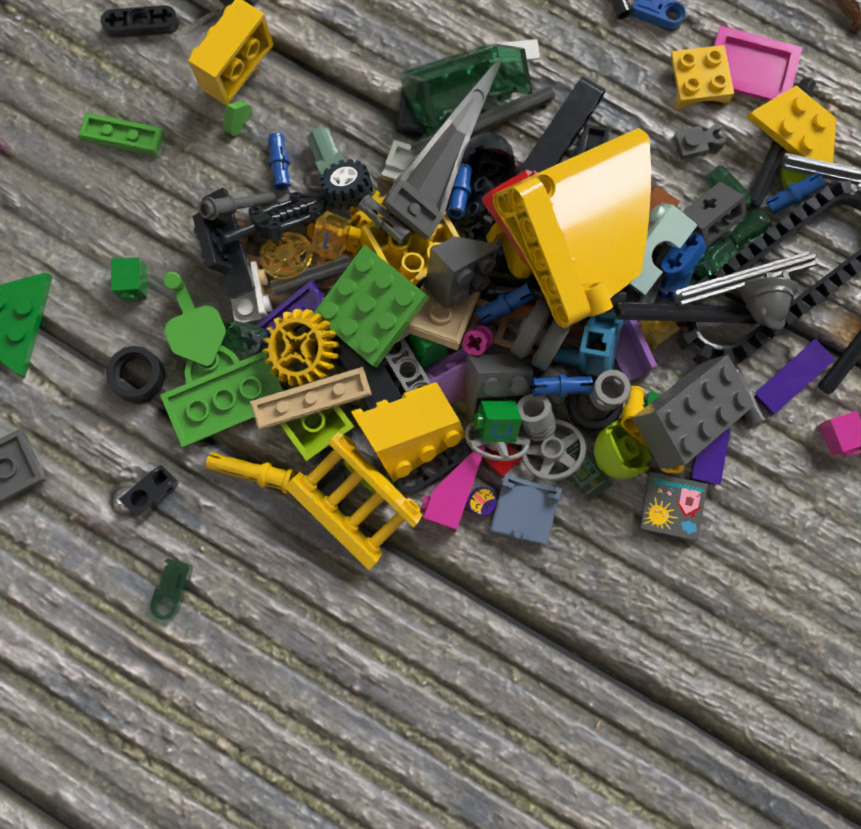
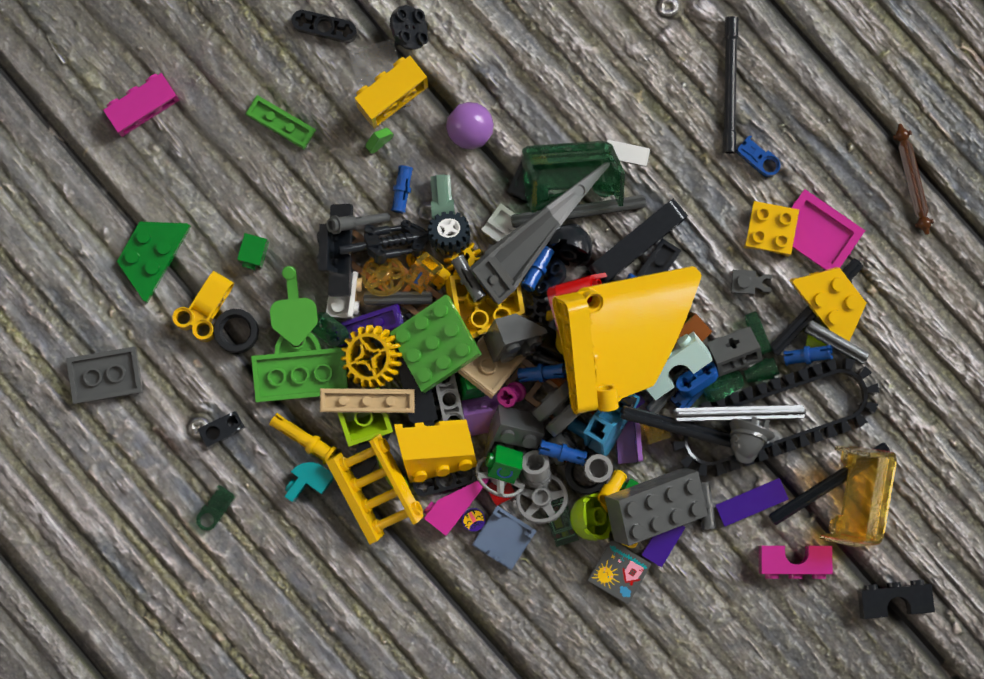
camera: 15 degrees right, 5 degrees up
(90, 358) = (205, 305): none -> yellow piece
(272, 510) = (311, 474): none -> teal brick
(332, 67) = (470, 125): none -> medium lavender piece

